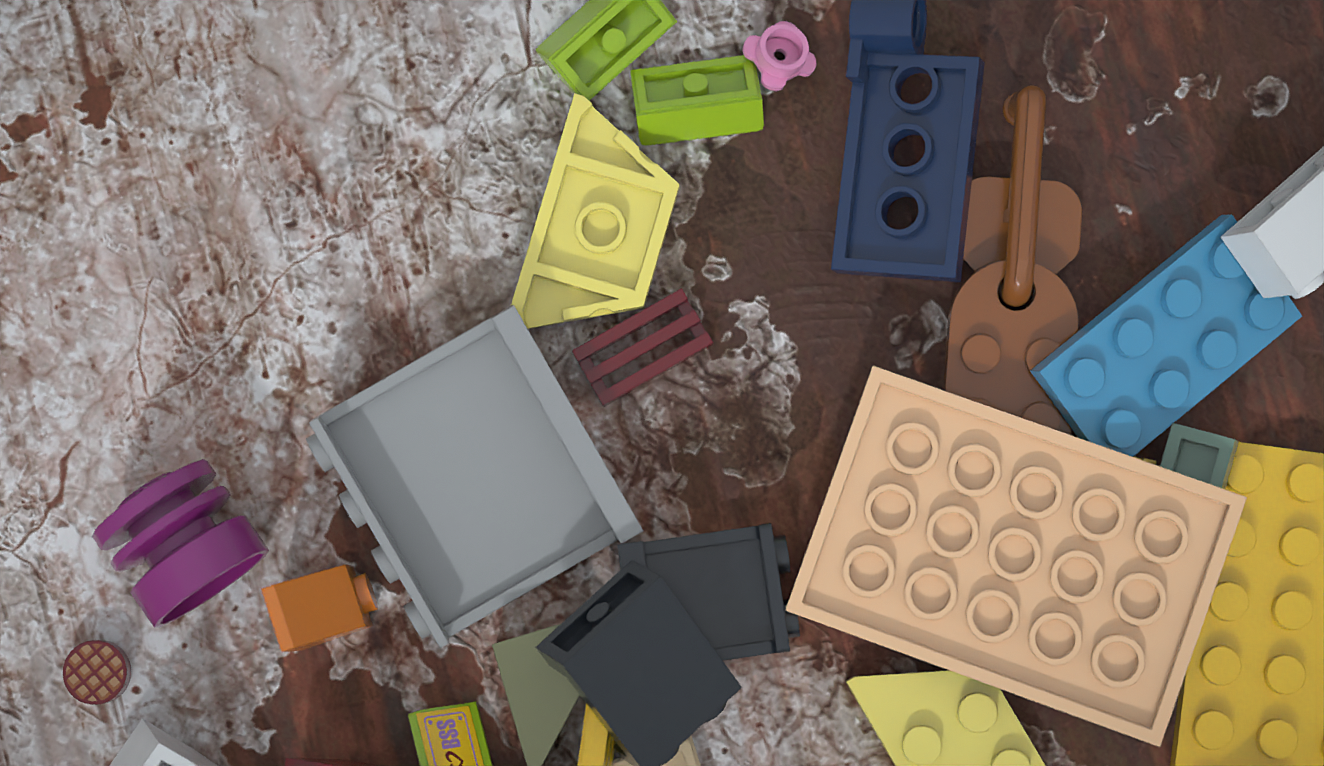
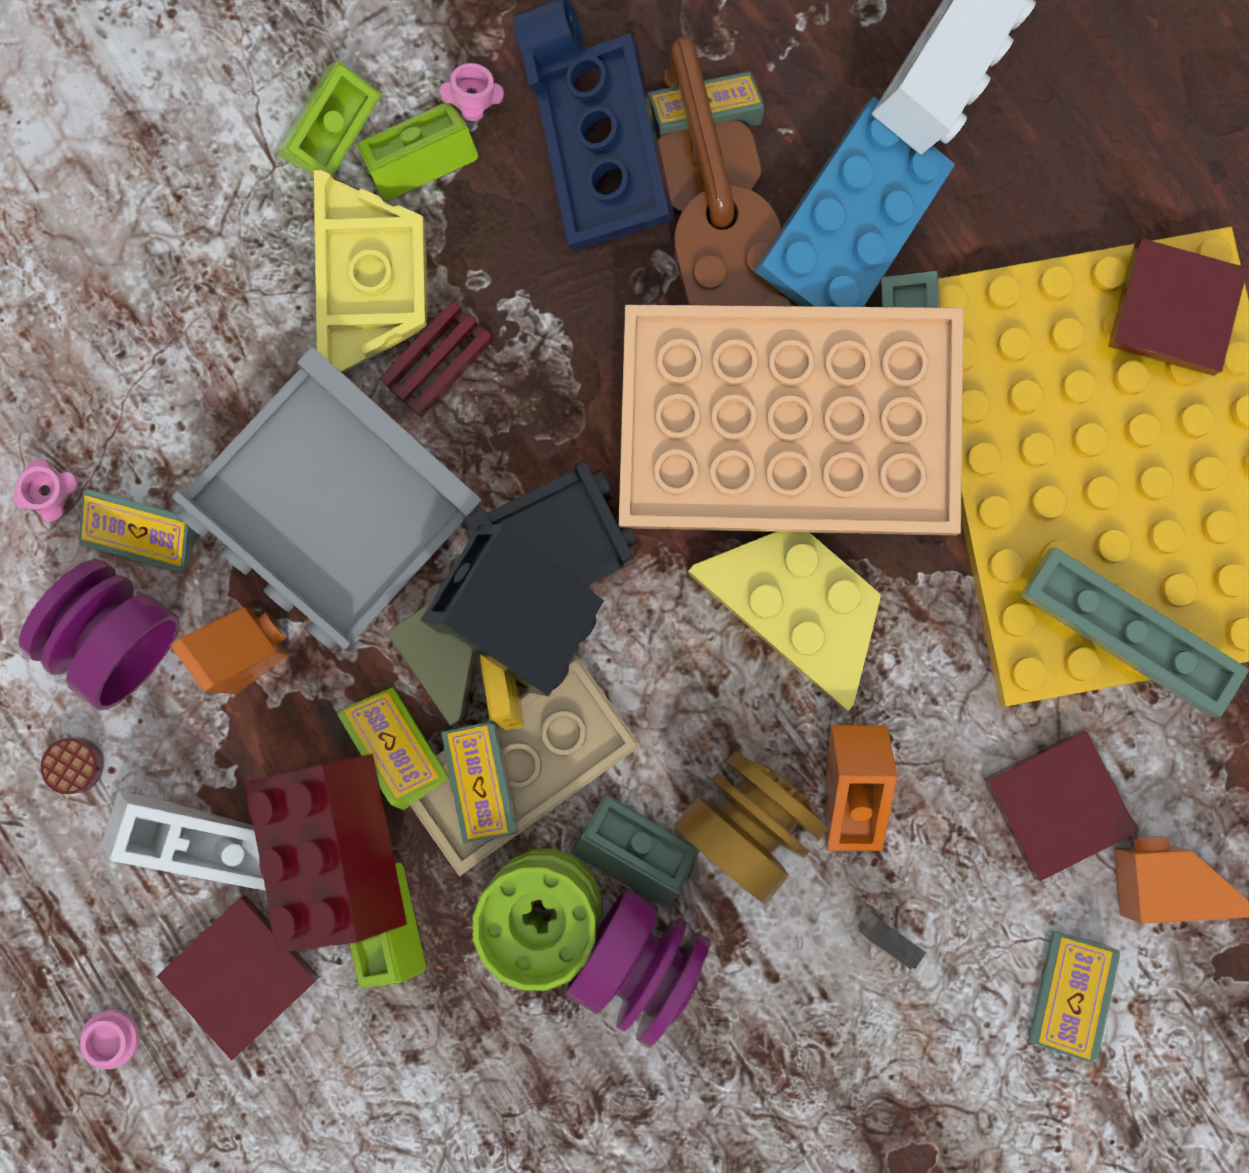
camera: 25 degrees left, 0 degrees up
(144, 352) = (30, 485): none -> bright pink plate
(248, 434) = (135, 531): none -> slope
(1069, 154) = (729, 98): none -> slope

